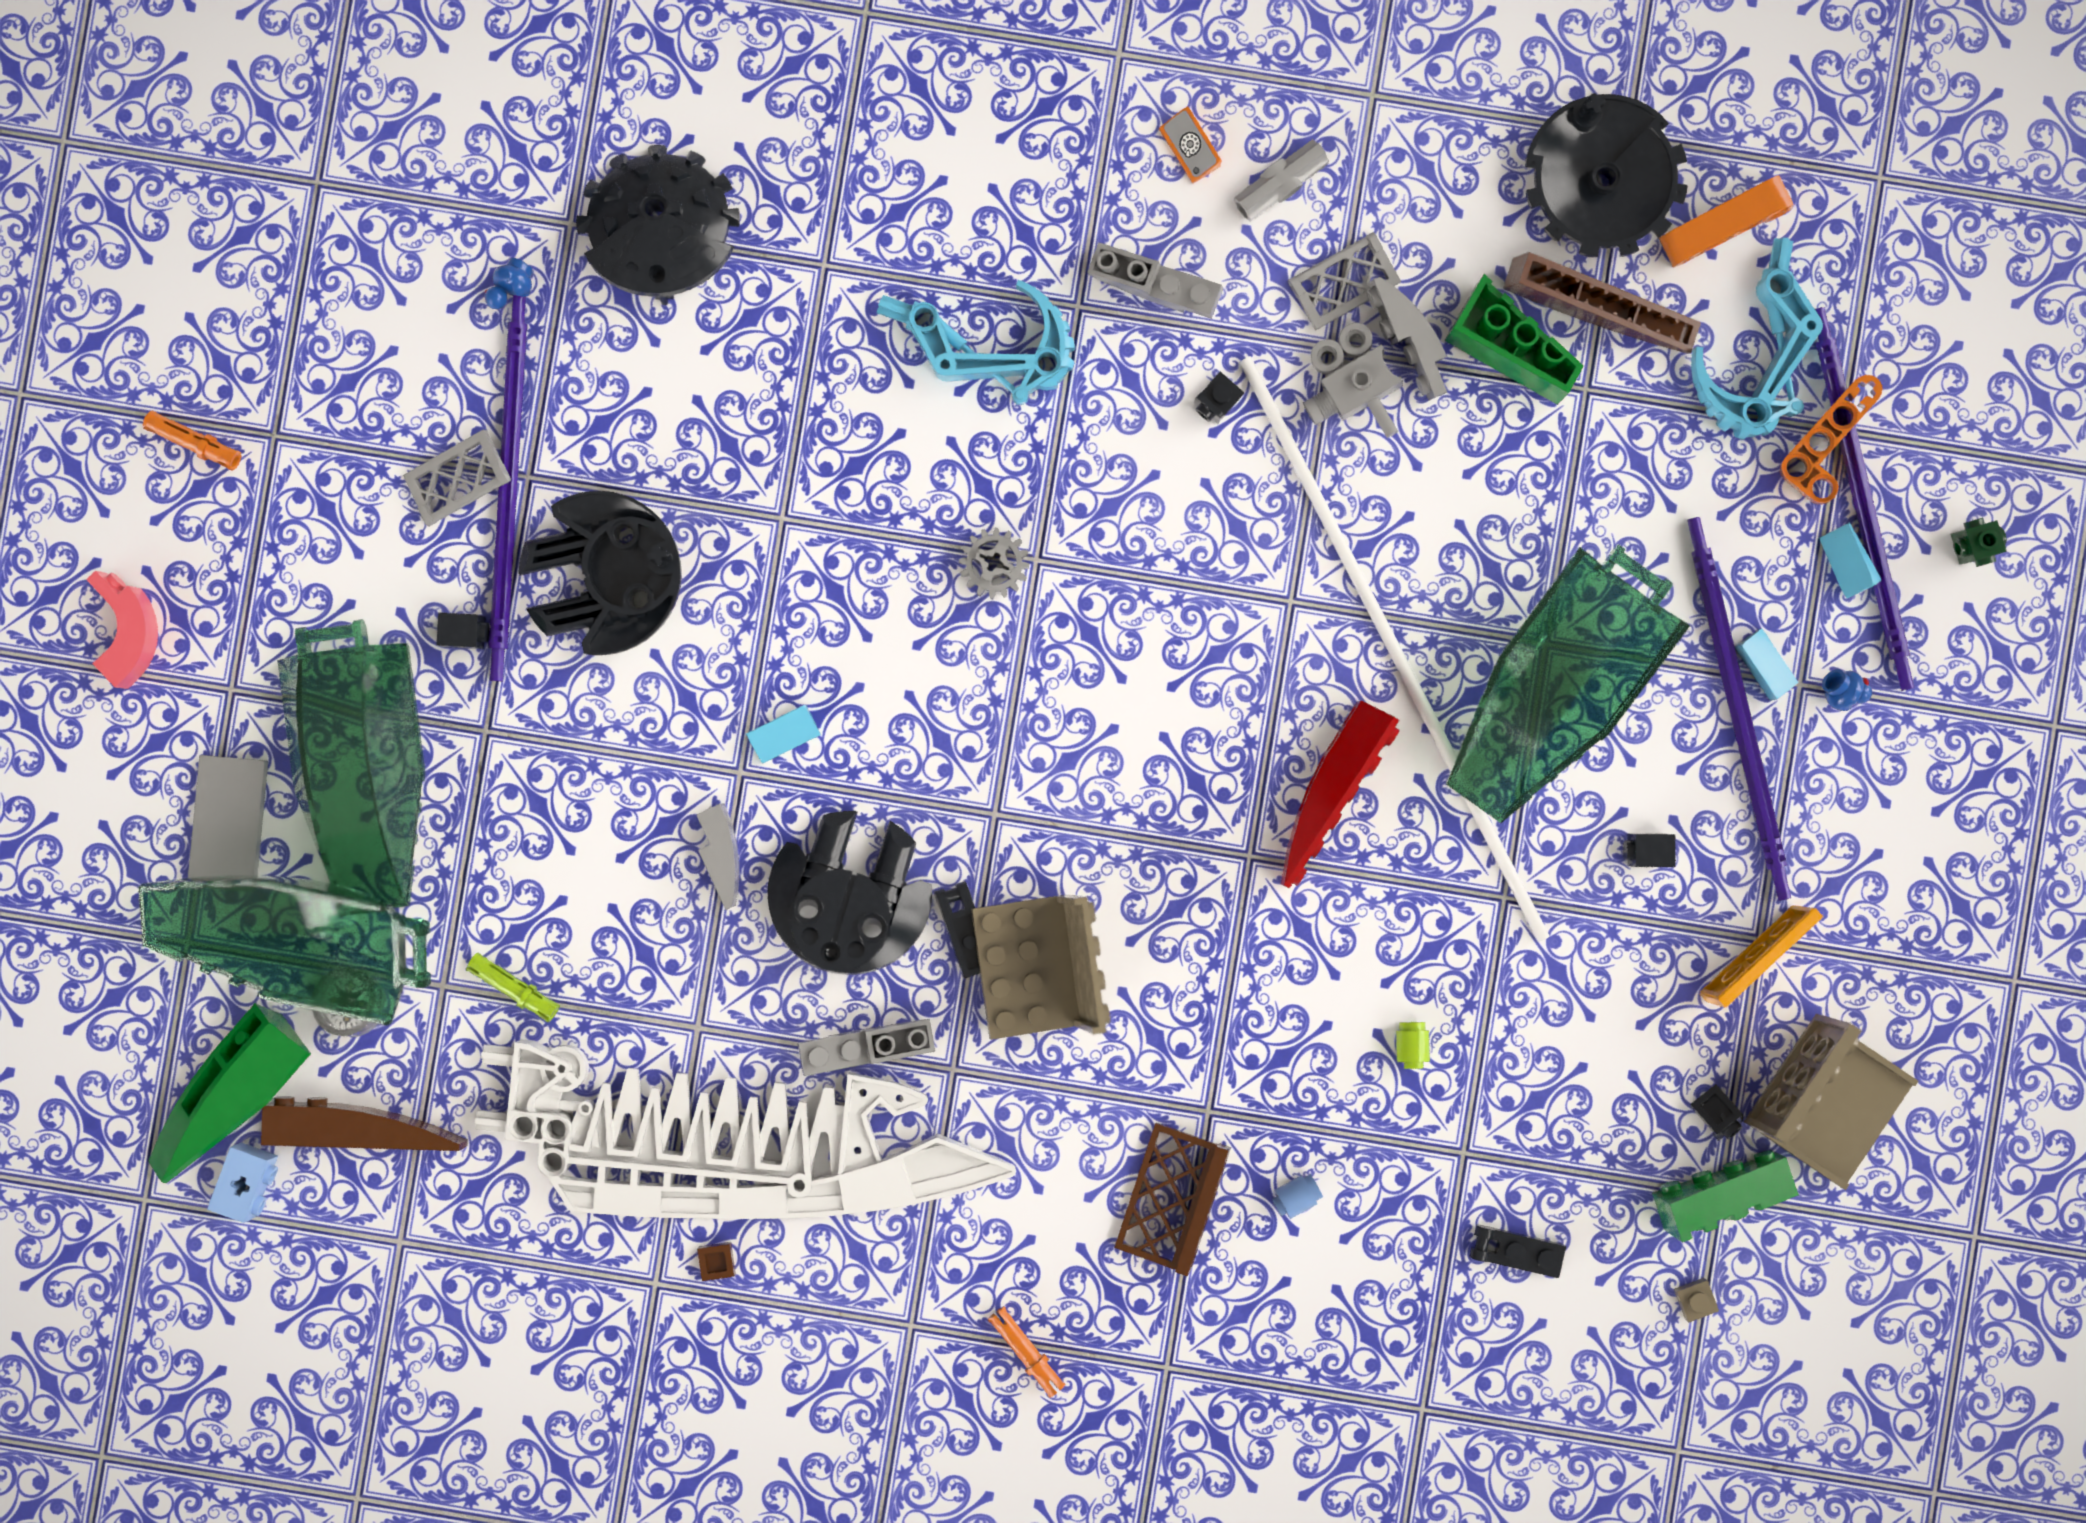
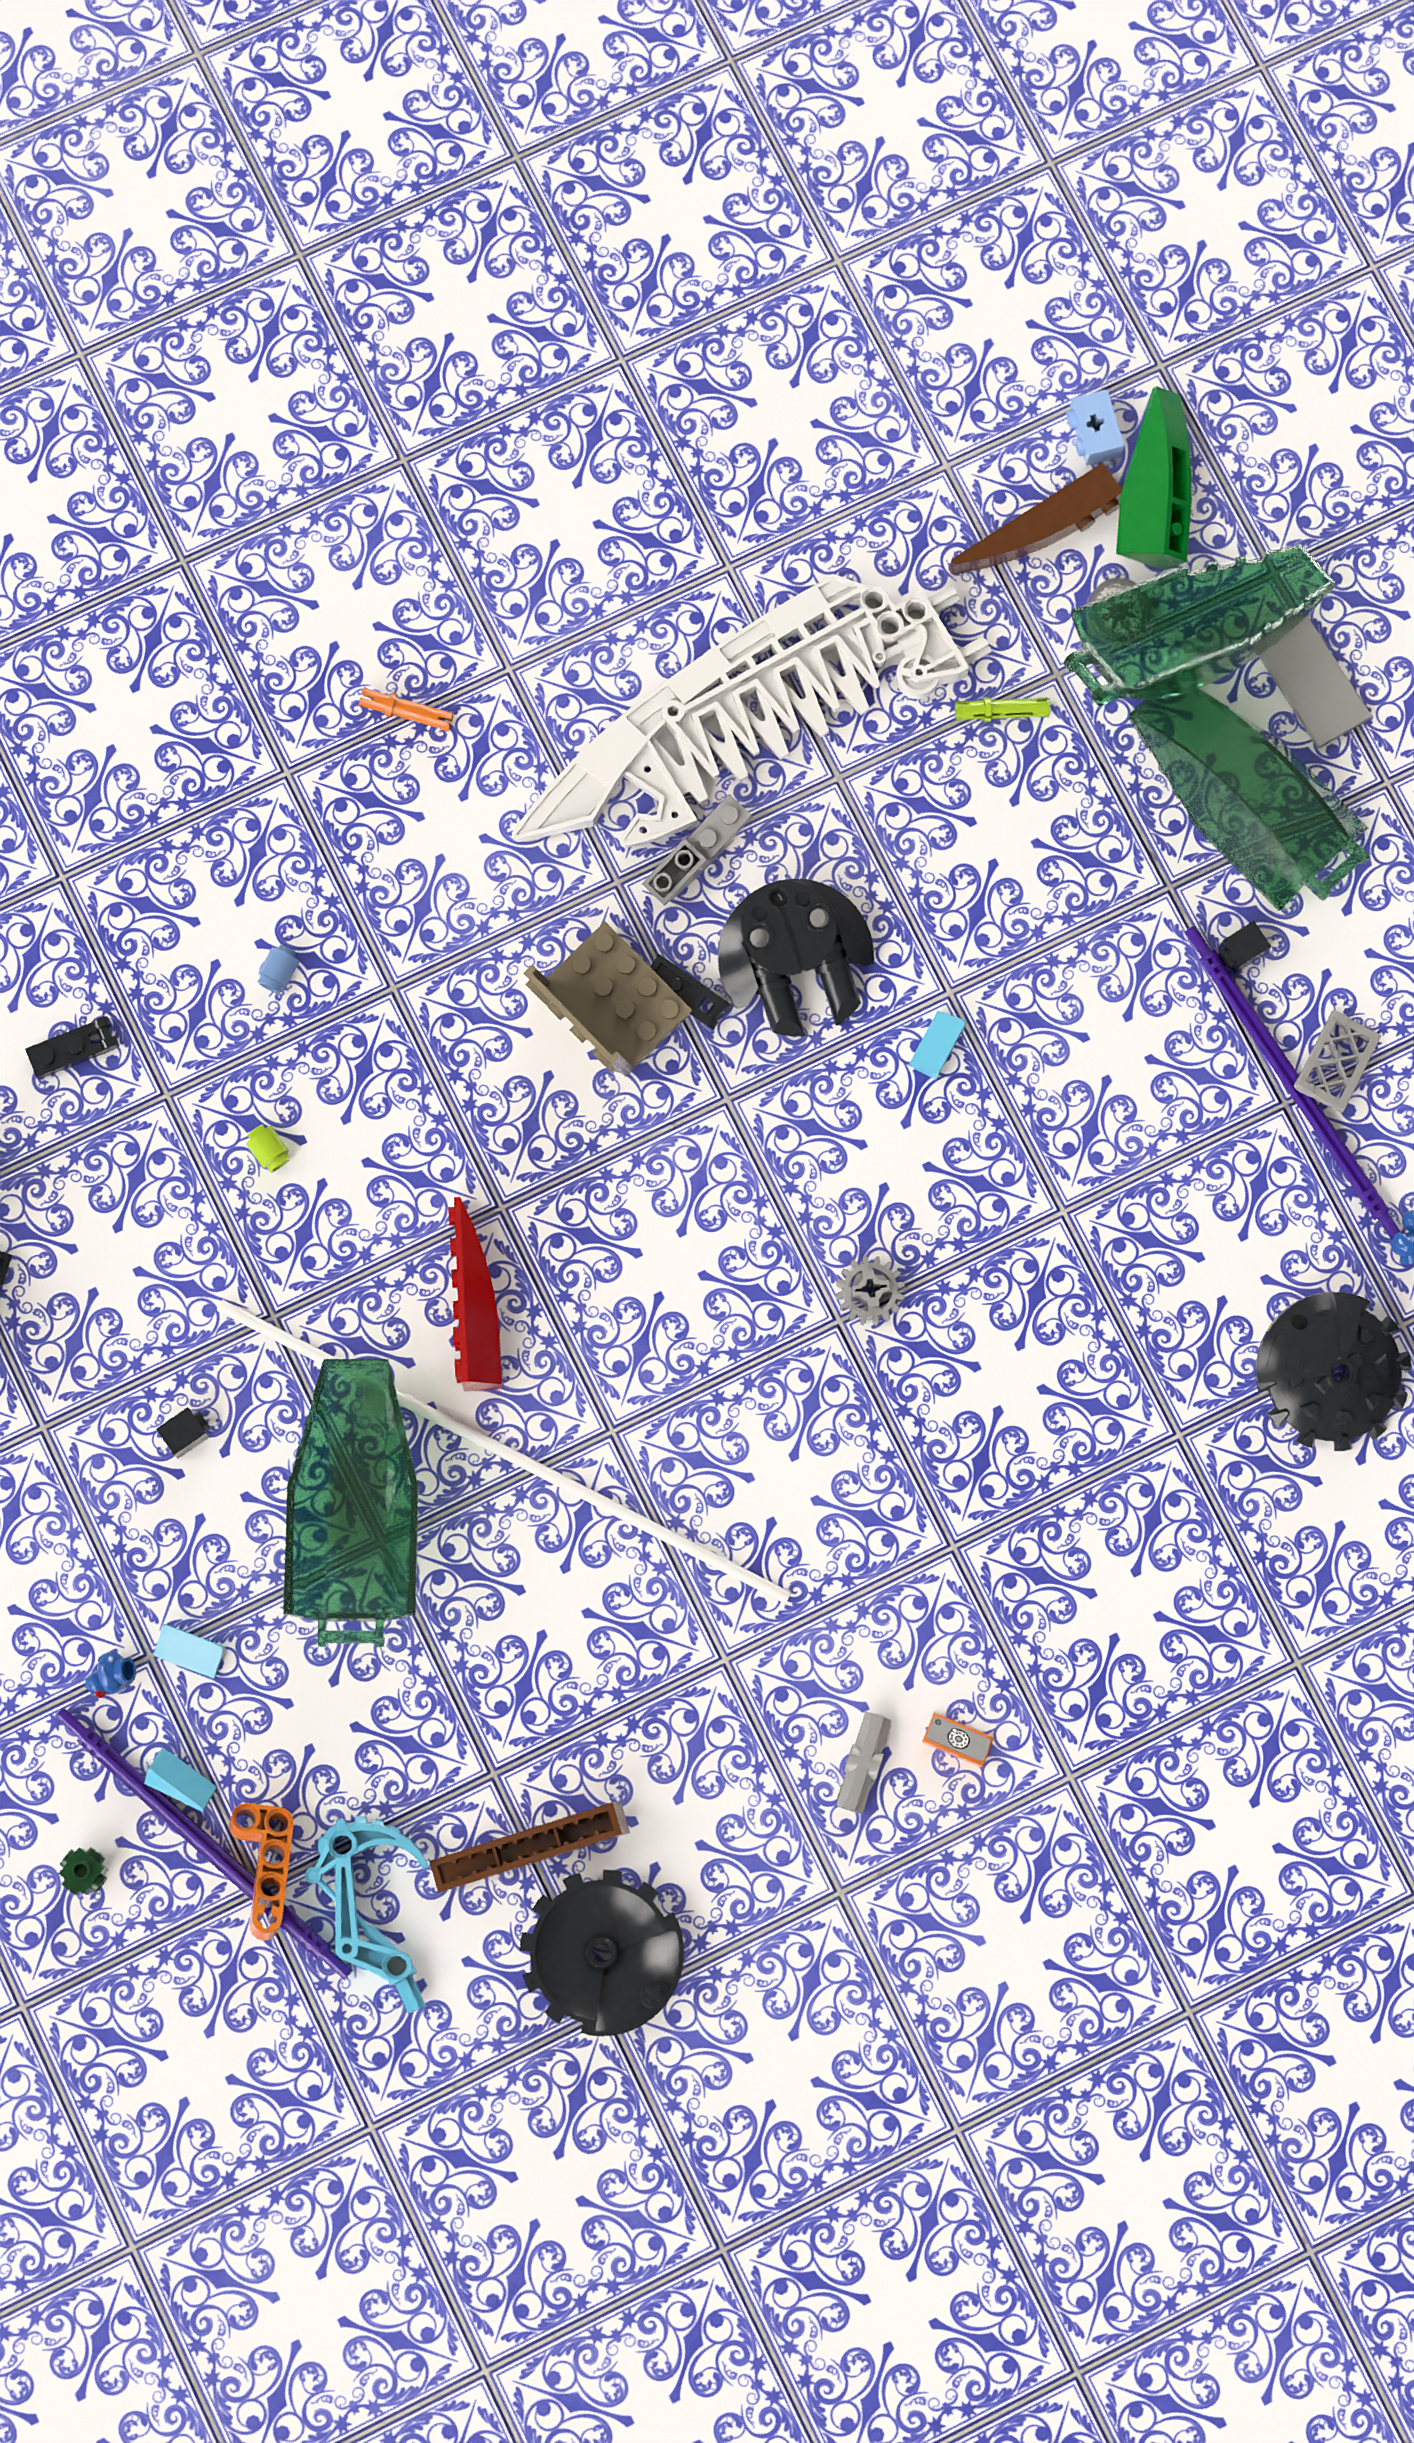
camera: 140 degrees right, 10 degrees down
(611, 571) = (1163, 1073): black piece -> none
(716, 1261) = (694, 614): reddish brown tile -> none
(721, 855) = (917, 918): light grey slope -> none
(971, 365) = (1042, 1437): medium azure piece -> none
(1154, 282) = (906, 1606): light grey slope -> none
(1199, 1209) = (347, 906): reddish brown fence -> none
(1217, 398) = (787, 1549): black bracket -> none
(1319, 270) = (740, 1696): light grey window -> none
(1356, 383) = (685, 1638): light grey piece -> none
(1406, 323) = (680, 1714): light grey slope -> none
(1513, 343) = (589, 1760): green wedge -> none
(1727, 221) = (474, 1990): orange beam -> none
(1739, 709) = (189, 1599): dark purple axle -> none
(1760, 955) = (38, 1406): light orange tile -> none

